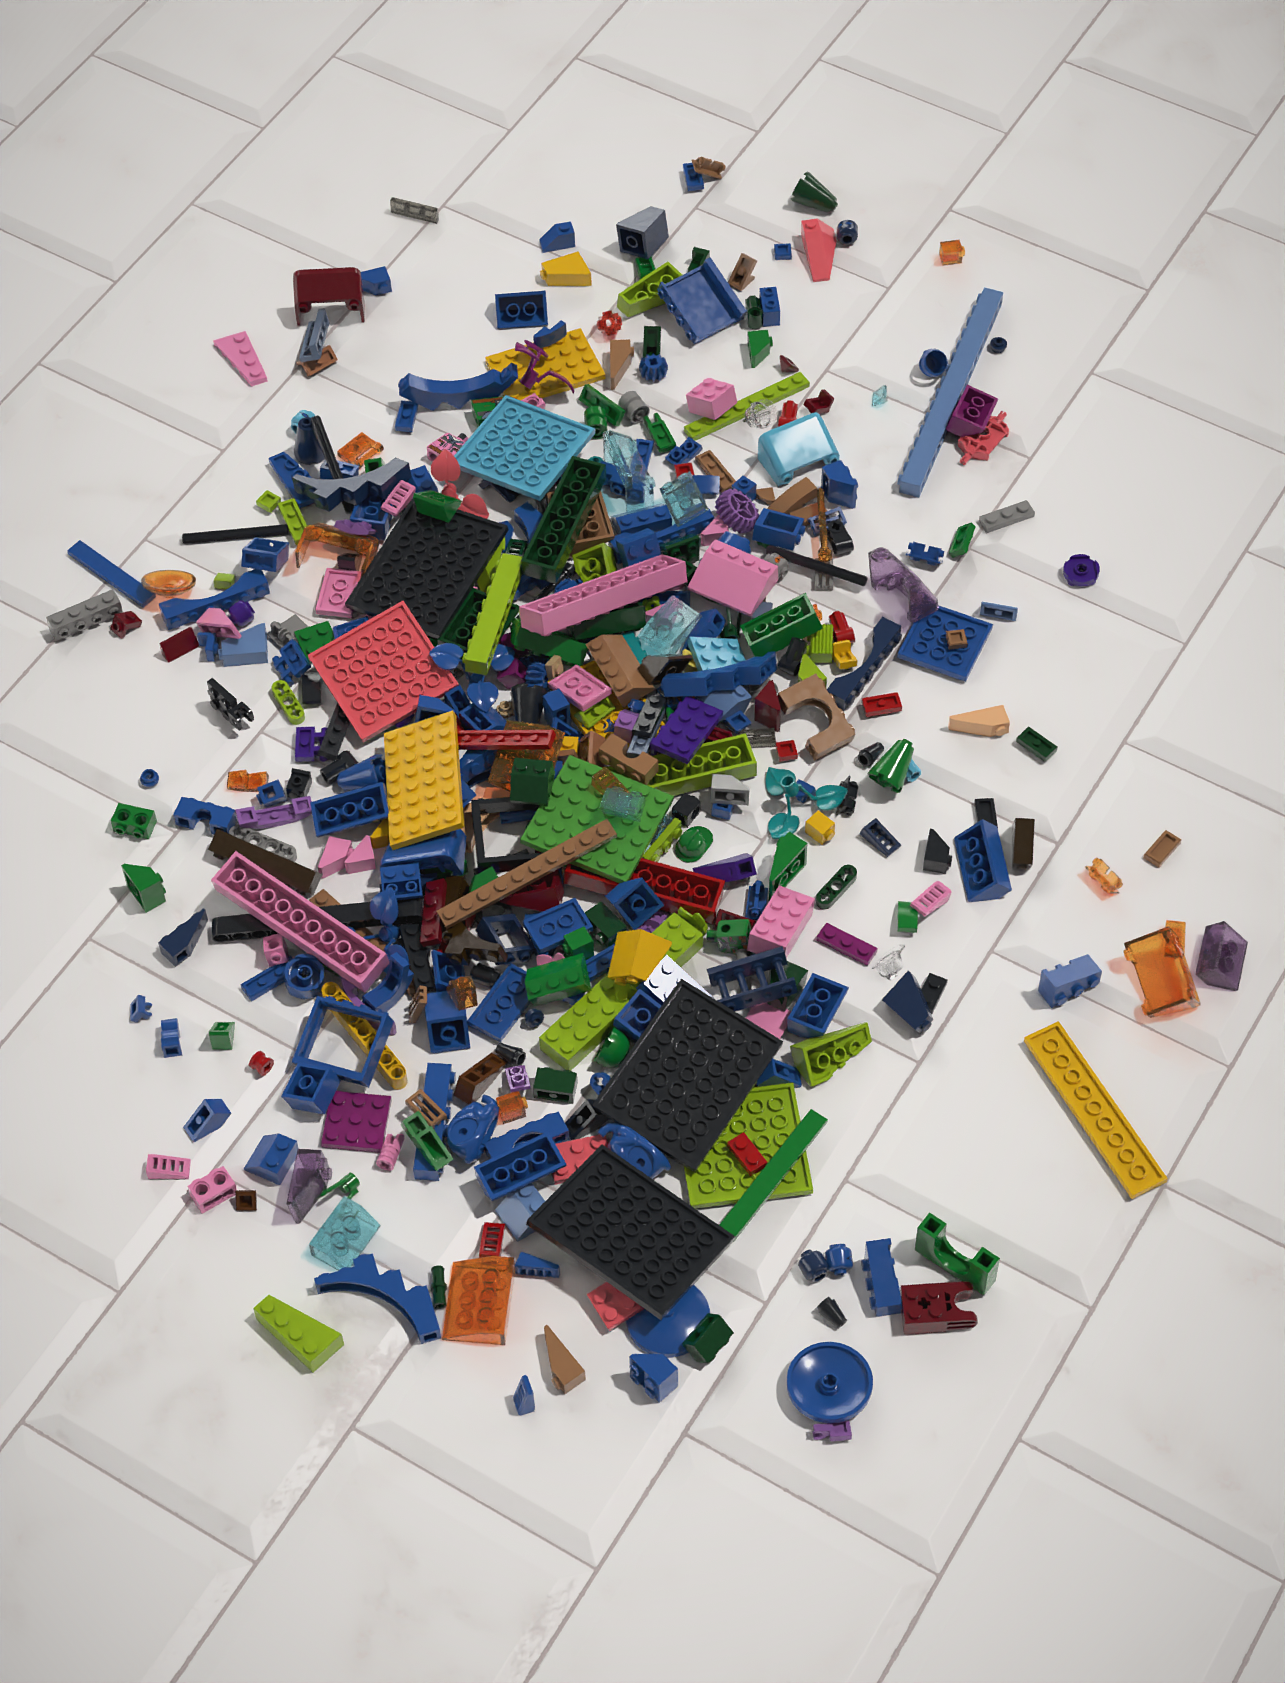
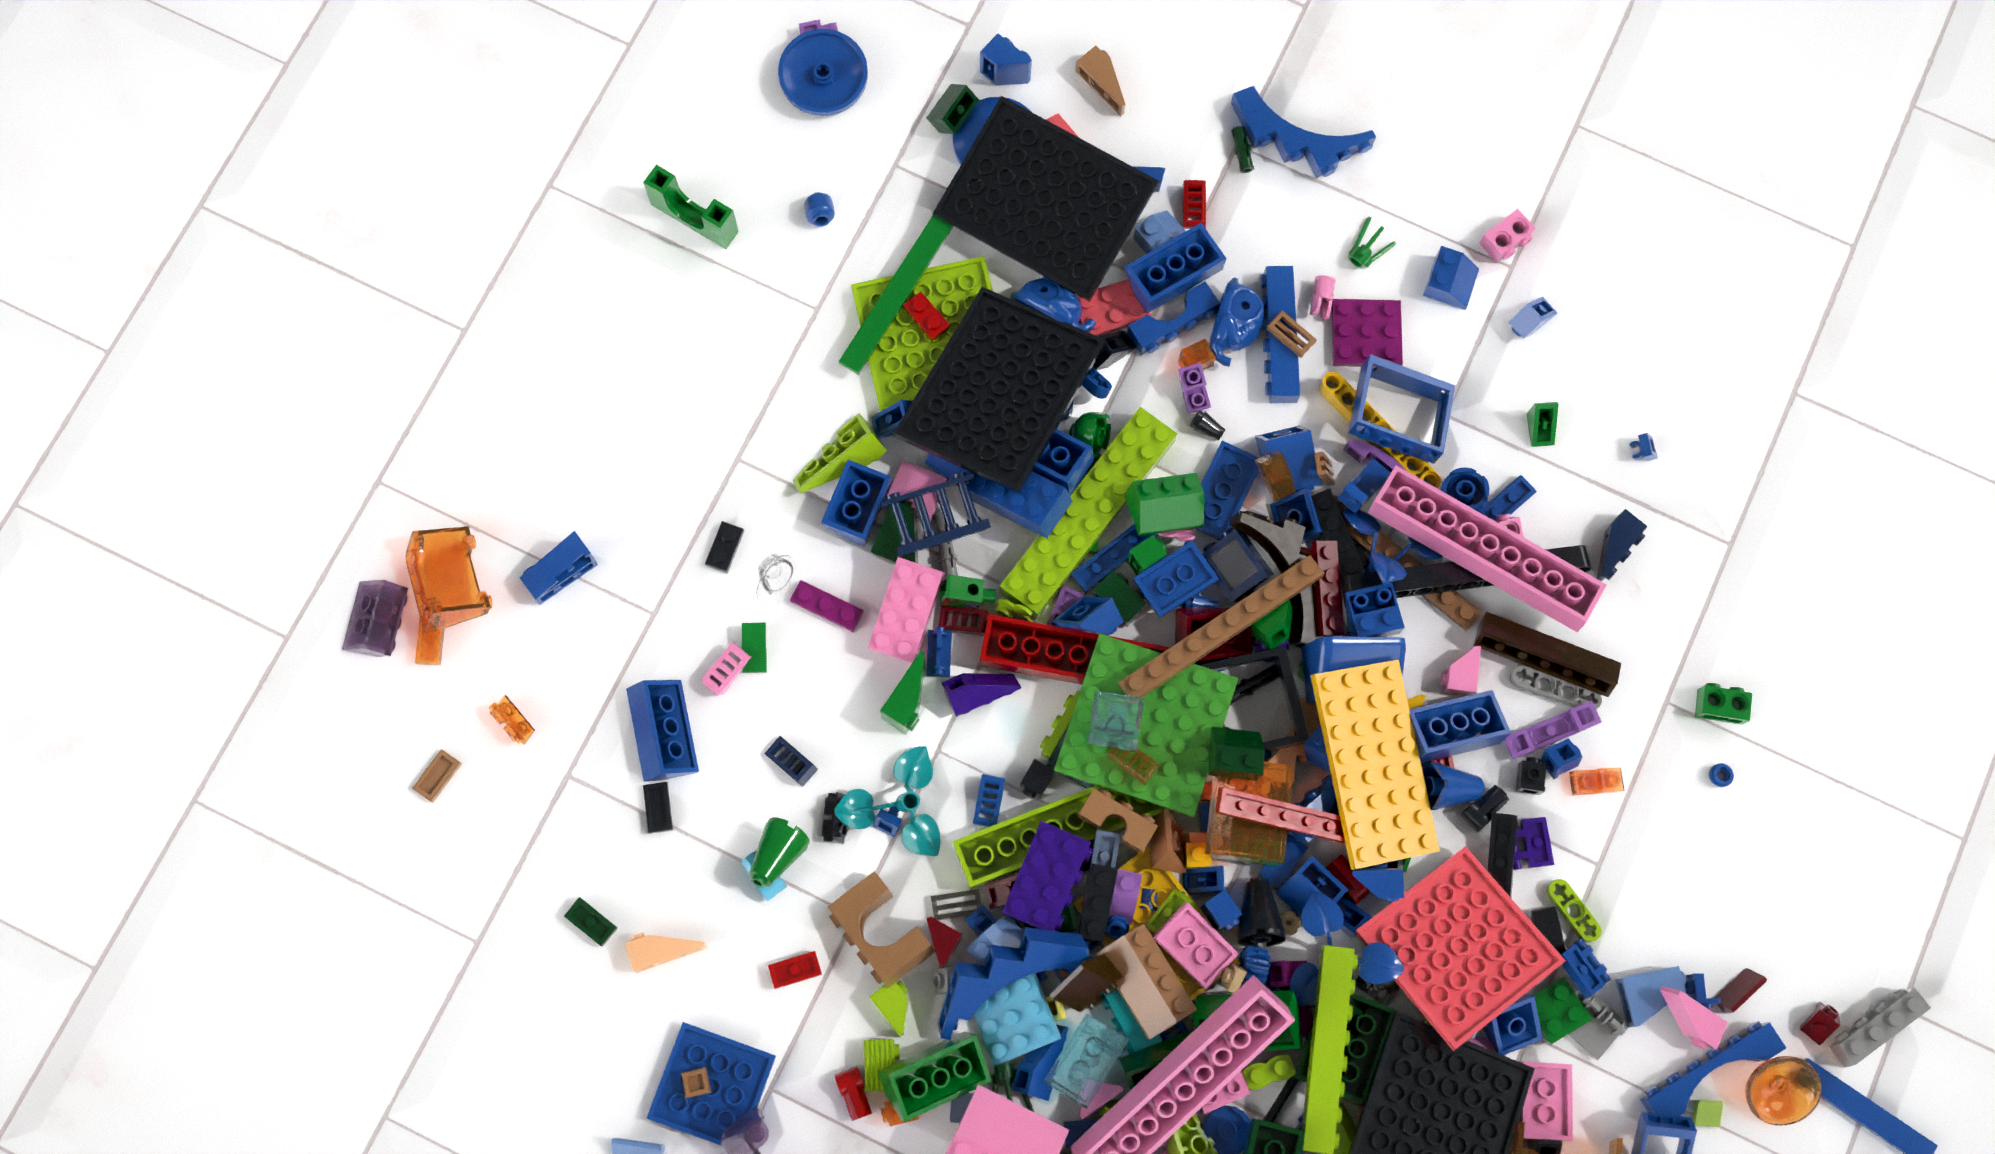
camera: 170 degrees right, 20 degrees up
(144, 885) = (1686, 602): green slope -> none
(160, 1160) = (1578, 252): bright pink slope -> none
(170, 1038) = (1601, 420): blue leg -> none
(191, 811) = (1657, 725): blue arch -> none
(227, 704) = (1650, 883): black plate -> none
(241, 613) = (1670, 1049): dark purple head -> none
(246, 1200) = (1468, 230): reddish brown slope -> none
(261, 1063) = (1489, 390): red wheel -> none
(301, 1334) = (1381, 86): lime wedge -> none
(308, 1182) = (1407, 246): clear purple slope -> none
(311, 1088) = (1426, 350): blue brick -> none
(343, 1235) = (1353, 195): clear light blue slope -> none
(361, 858) = (1427, 675): bright pink slope -> none
(426, 1140) = (1284, 292): green slope -> none
(478, 1078) = (1237, 392): reddish brown slope -> none
(479, 1300) = (1197, 137): clear orange slope -> none
(524, 1397) = (1133, 35): blue slope -> none
(534, 1017) = (1187, 468): dark blue plate -> none
(555, 1085) = (1150, 389): dark green brick -> none
(636, 956) = (1073, 520): yellow slope -> none
(693, 844) = (1023, 737): green piece -> none
(729, 790) = (987, 802): light grey slope -> none
(786, 750) = (916, 884): red plate -> none
(791, 660) = (916, 1032): black piece -> none
(813, 1265) = (846, 198): dark blue head -> none
(820, 827) = (866, 765): yellow brick -> none
(831, 1311) = (825, 154): black cone -> none
(836, 879) = (844, 694): dark green beam -> none
(842, 655) = (848, 1045): yellow bracket -> none
(846, 687) = (795, 1082): dark blue arch -> none
(870, 754) = (806, 888): black cone -> none
(881, 1278) = (773, 187): blue wedge -> none
(909, 1003) = (749, 519): dark blue slope -> none
(933, 1307) = (711, 162): dark red brick -> none
(936, 854) = (720, 736): black slope -> none
(1022, 843) = (611, 761): dark brown slope -> none
(1095, 1110) = (537, 411): yellow plate -> none

